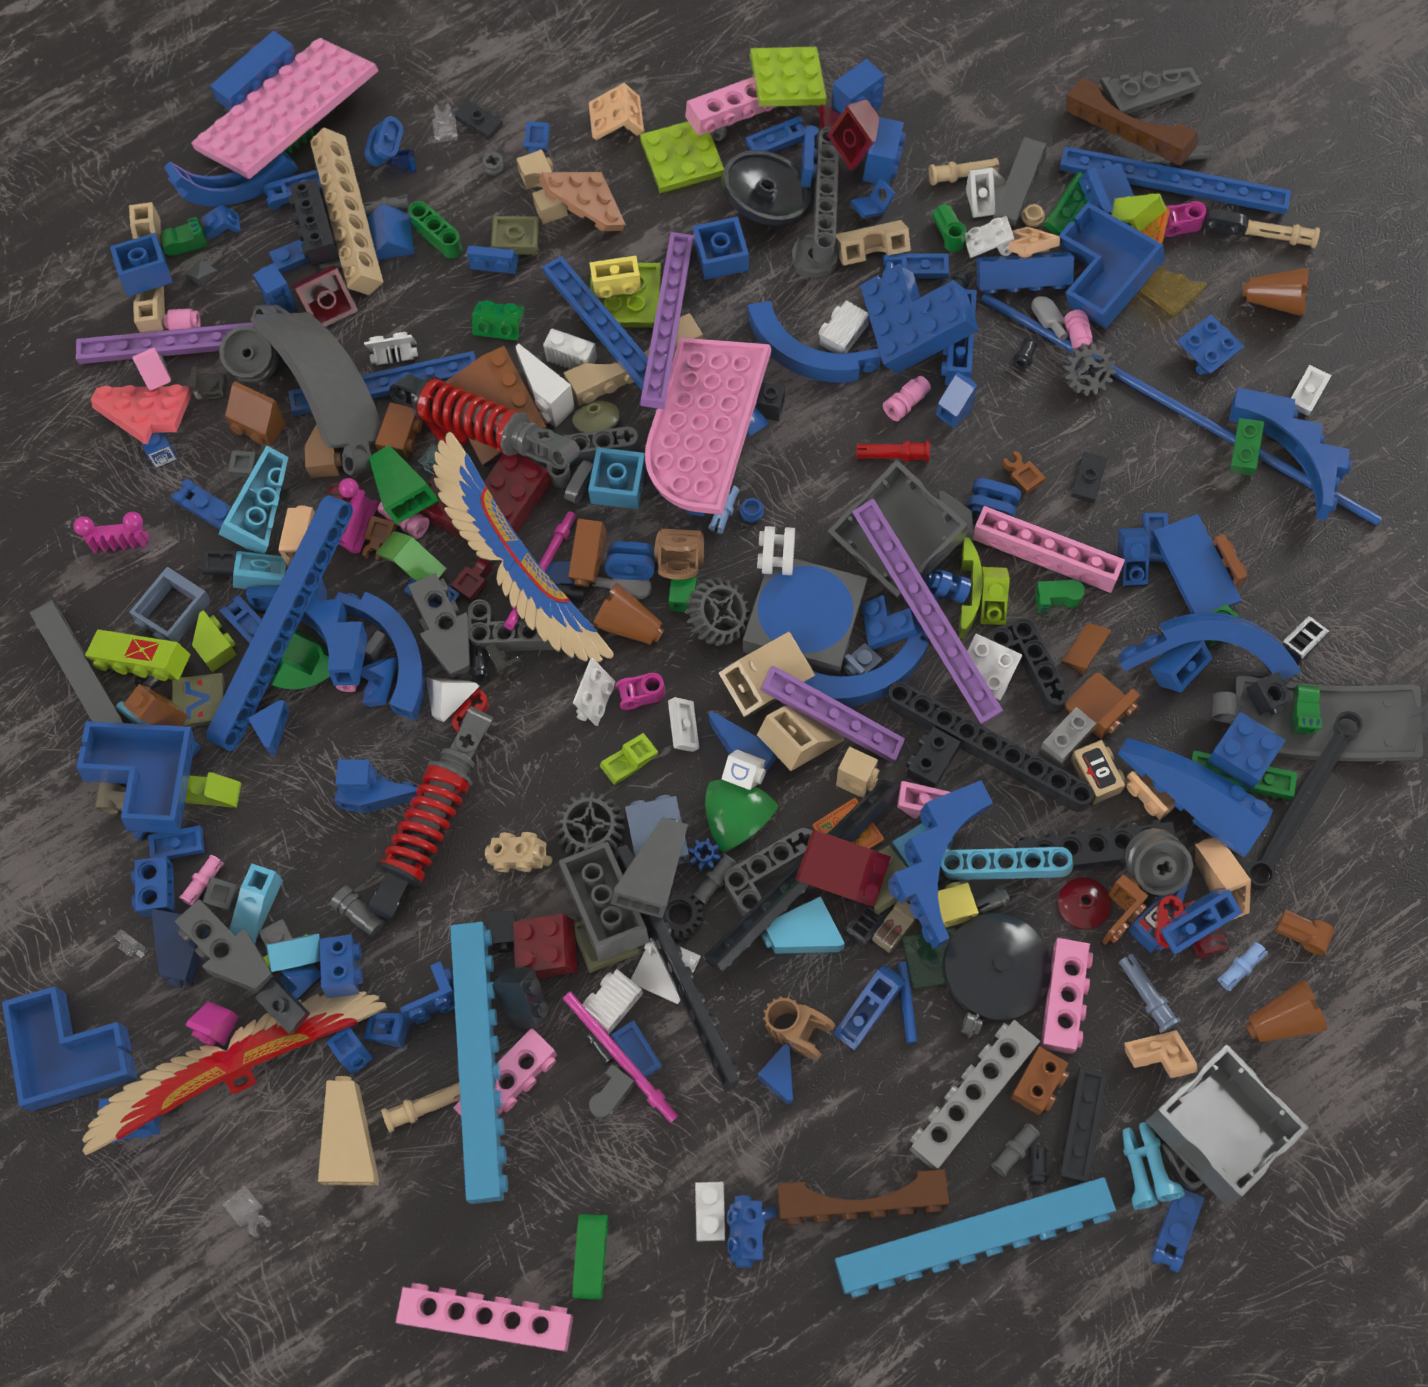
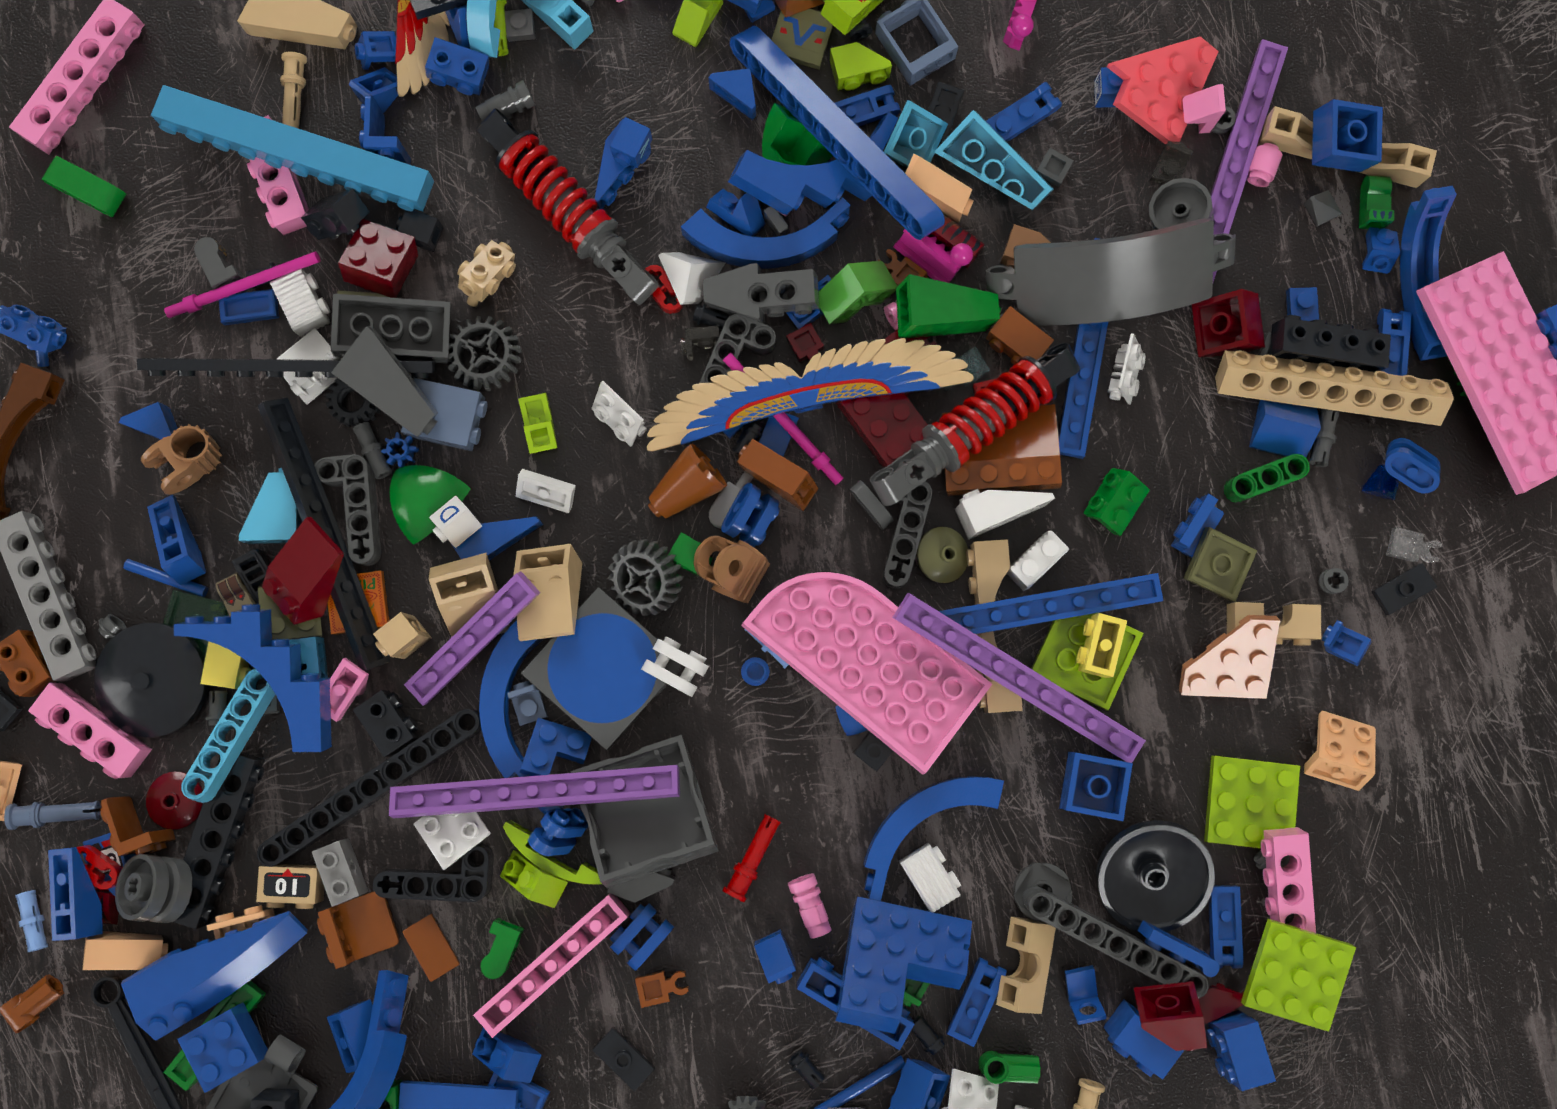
camera: 110 degrees right, 15 degrees up
(254, 415) = (1104, 195): dark orange slope -> none
(274, 288) = (1255, 269): blue brick -> none
(617, 478) = (852, 542): dark azure brick -> none
(639, 690) = (603, 459): dark pink piece -> none
(710, 1211) = (71, 309): white plate -> none

